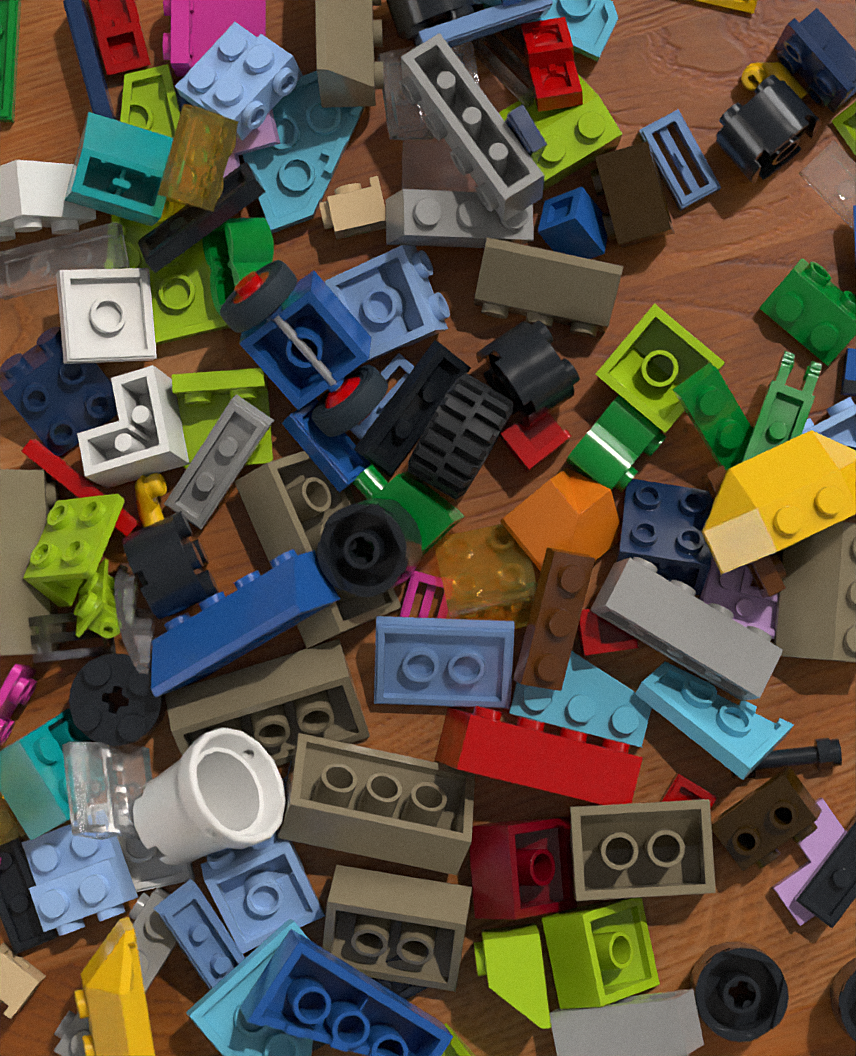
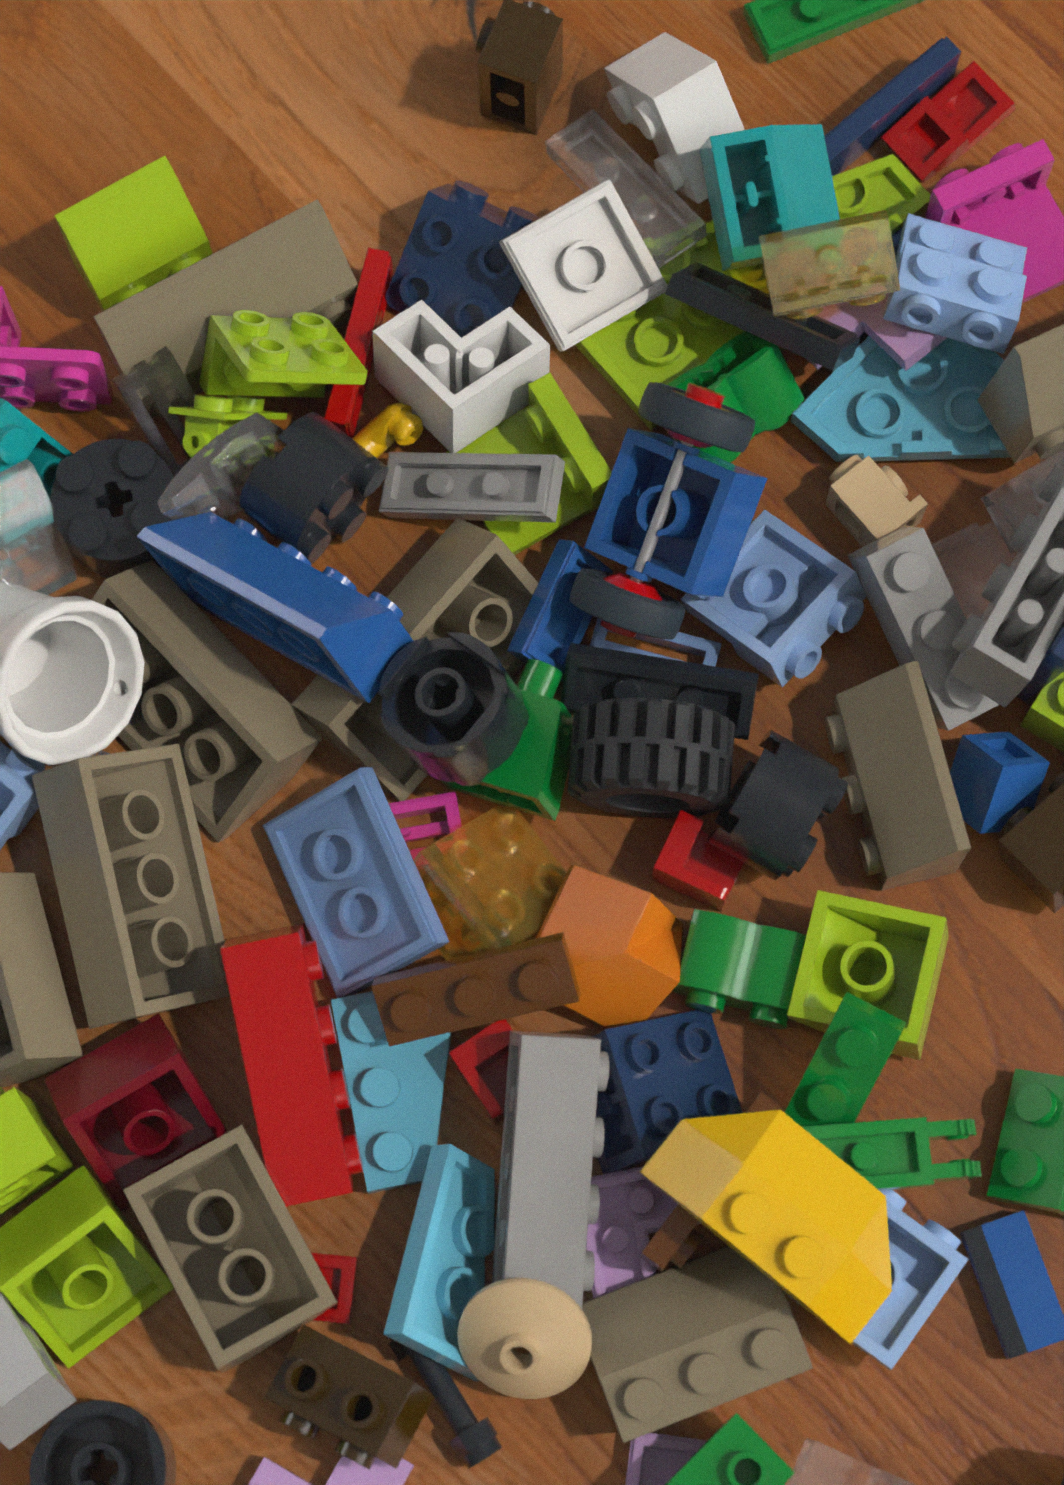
camera: 65 degrees right, 10 degrees down
(784, 693) = (531, 1317): none -> tan dish

